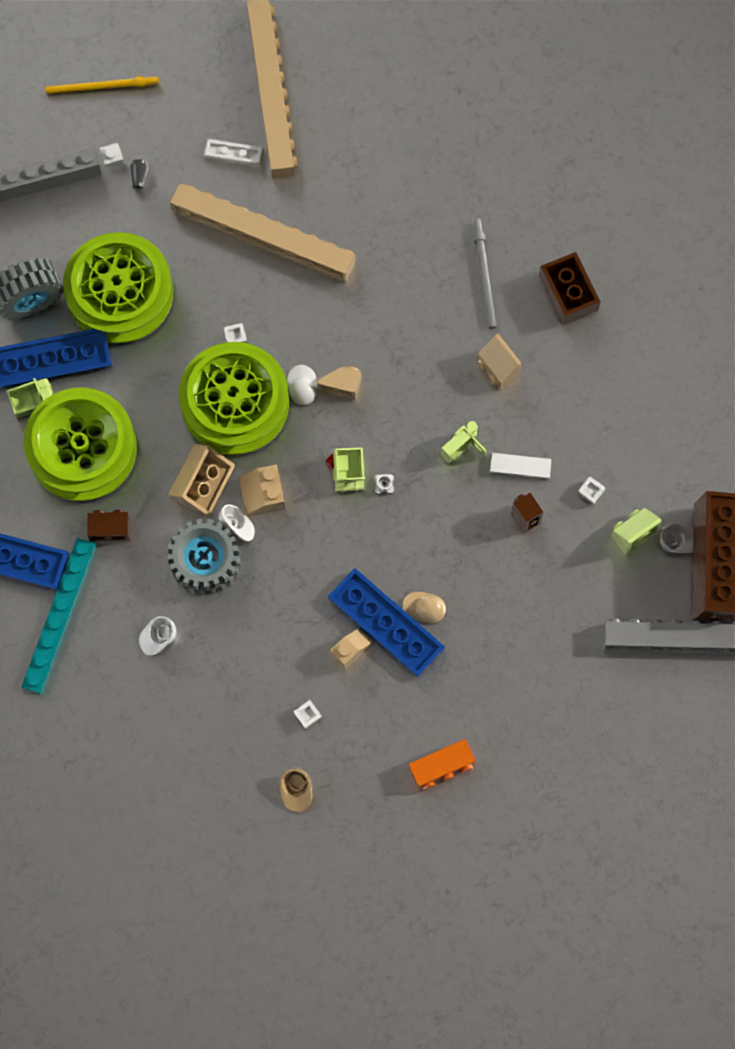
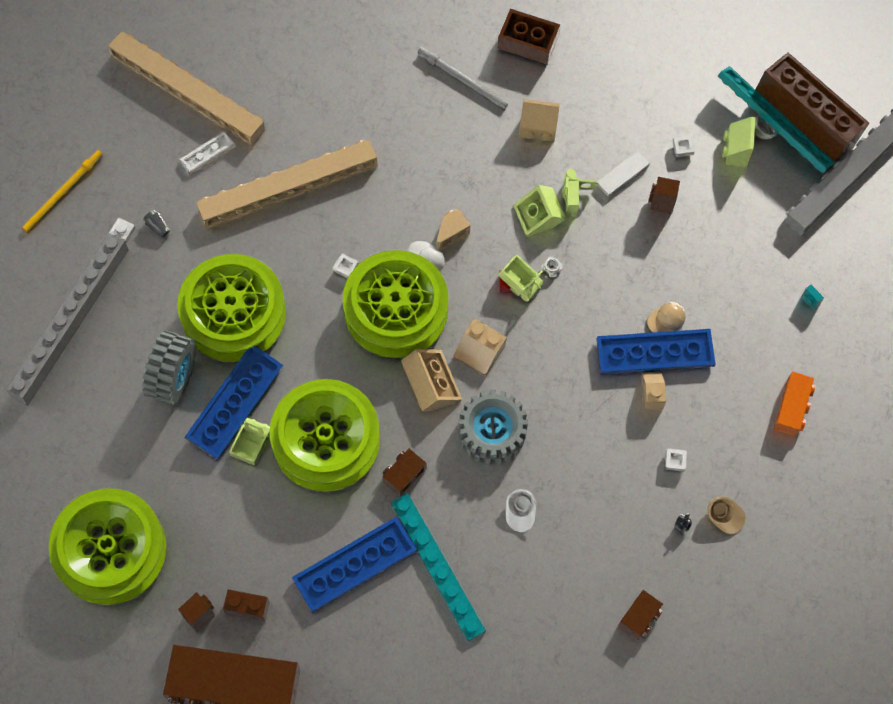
camera: 50 degrees left, 5 degrees down
(155, 794) = (640, 615): none -> reddish brown brick
(236, 522) = (485, 383): white cap -> none
(259, 764) = (683, 523): none -> black plate
(422, 432) = (539, 210): none -> yellowish green slope
(550, 702) = (812, 297): none -> teal plate
(685, 540) = (776, 119): none -> teal plate

